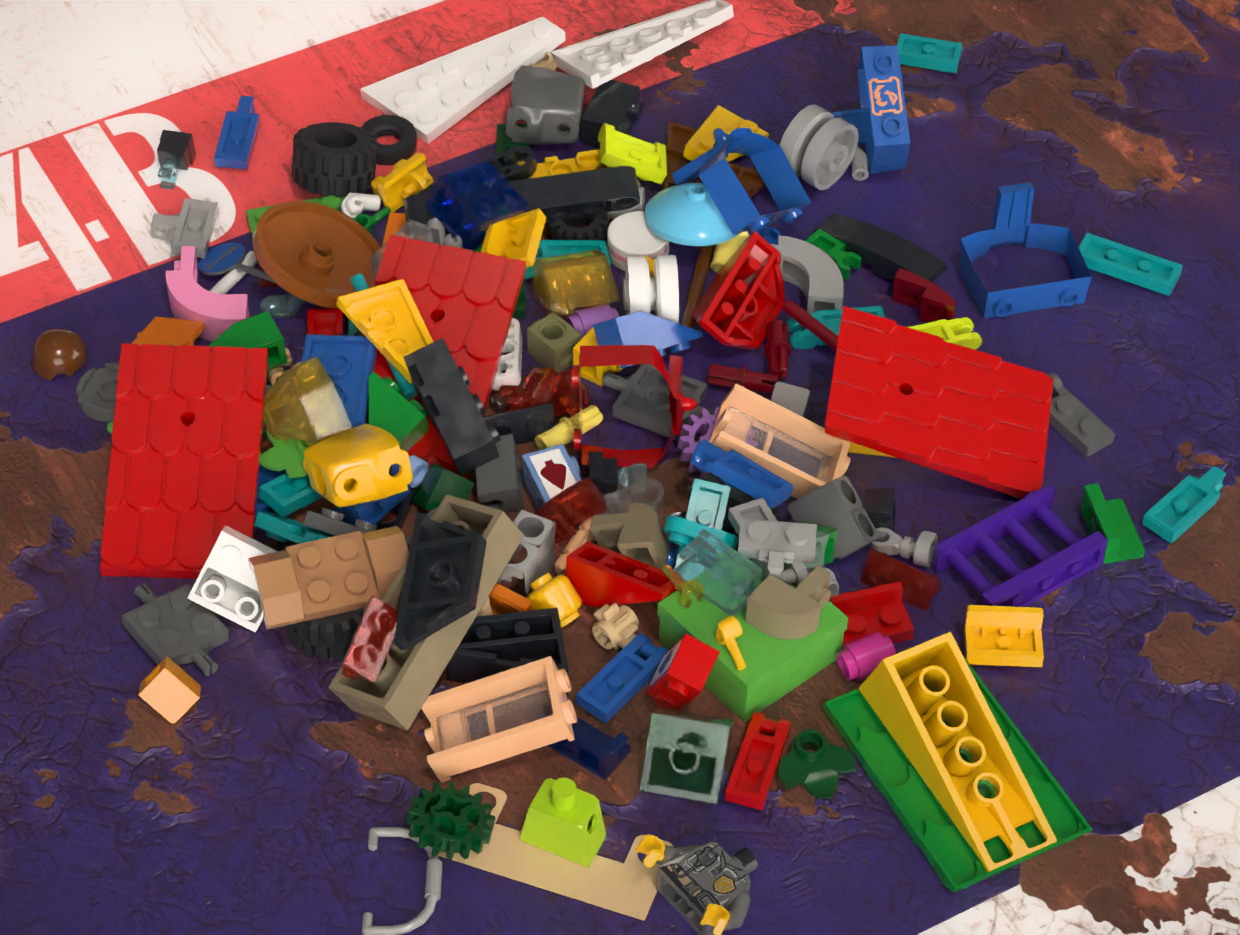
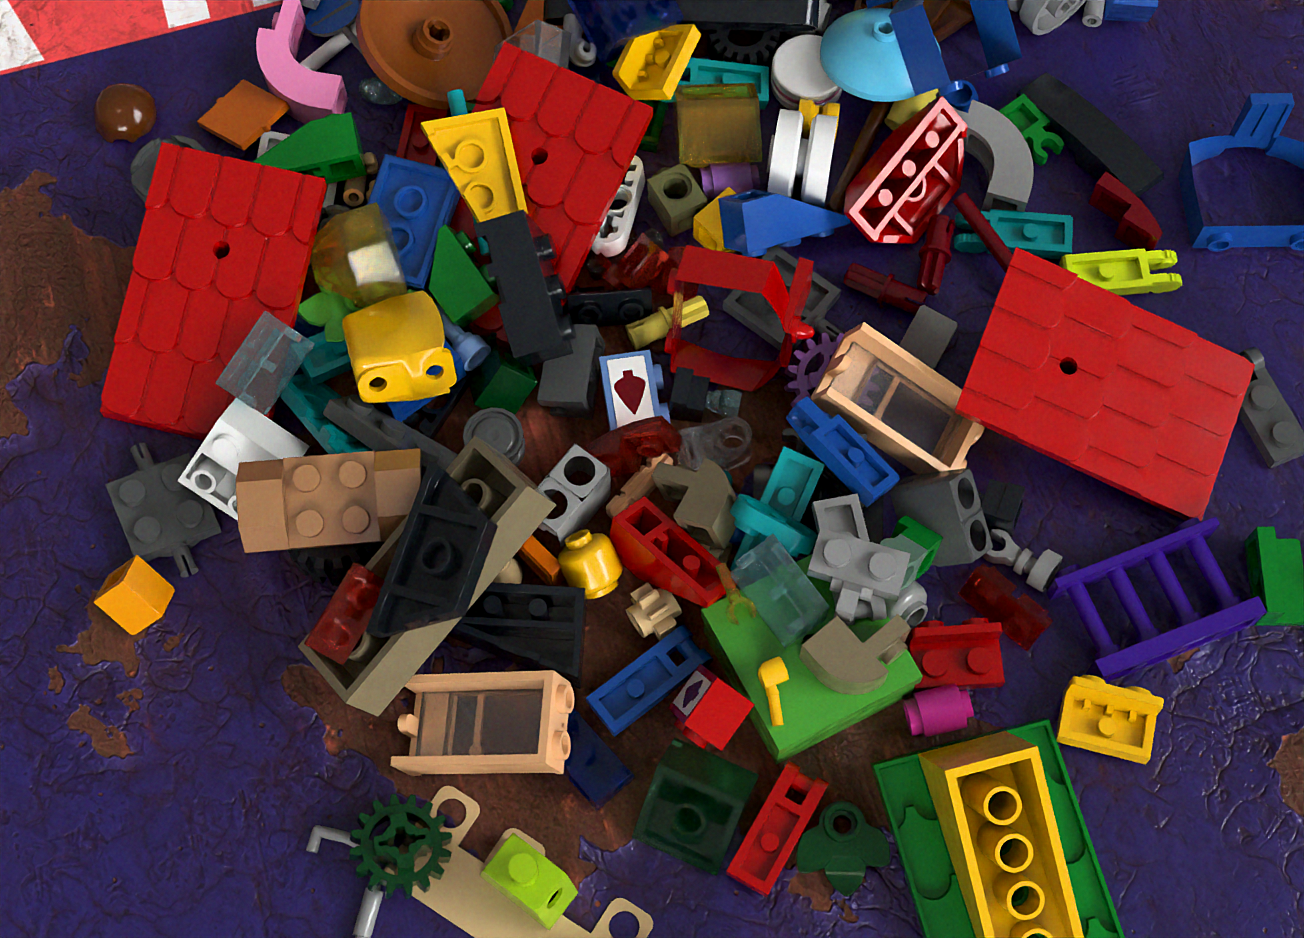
camera: 15 degrees right, 20 degrees up
(245, 493) = (265, 363): none -> clear light blue hinge

